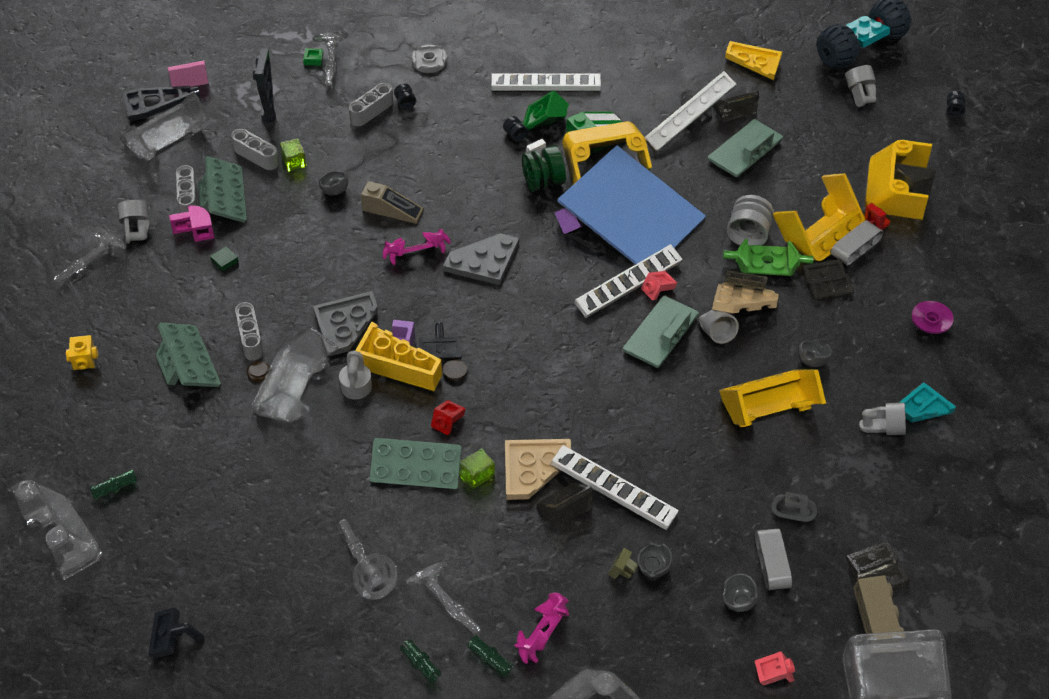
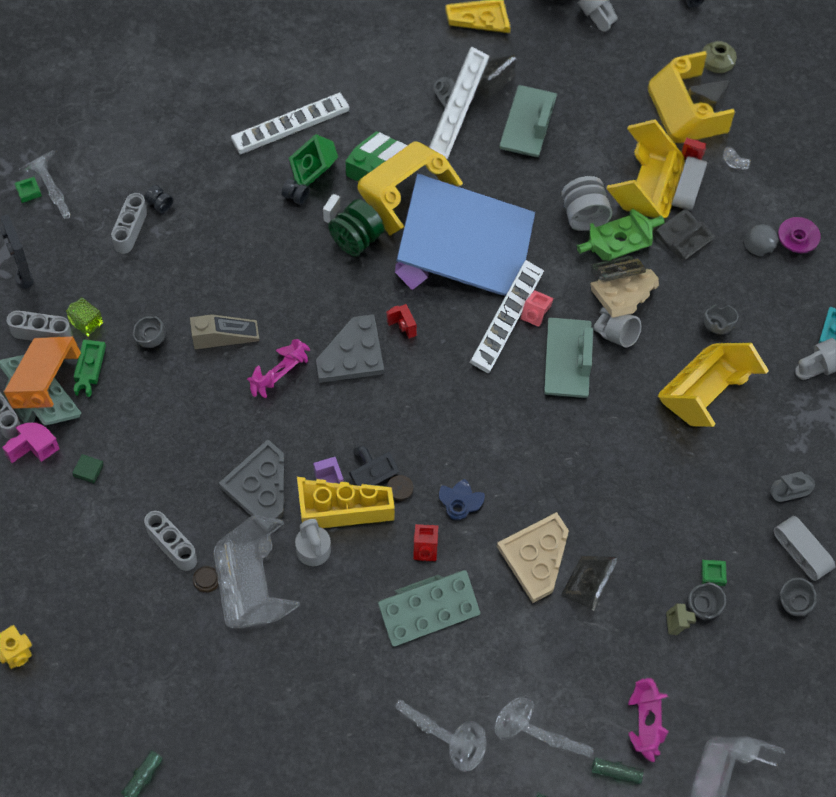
camera: 30 degrees left, 10 degrees up
(185, 356) = (123, 601): sand green bracket -> none
(209, 180) = (37, 370): none -> orange panel
(273, 189) = (88, 365): none -> green plate
(438, 60) = (153, 152): light grey tile -> none
(477, 468) = (489, 584): clear neon green brick -> none
(500, 398) = (460, 497): none -> dark blue plate
(538, 246) = (404, 318): none -> red bracket
(614, 487) = (625, 543): tile -> none
(680, 544) = (714, 572): none -> green tile
(895, 308) = (761, 239): none -> dark grey hair
(911, 241) = (734, 160): none -> clear arm
(950, 163) = (719, 62): none -> olive piece

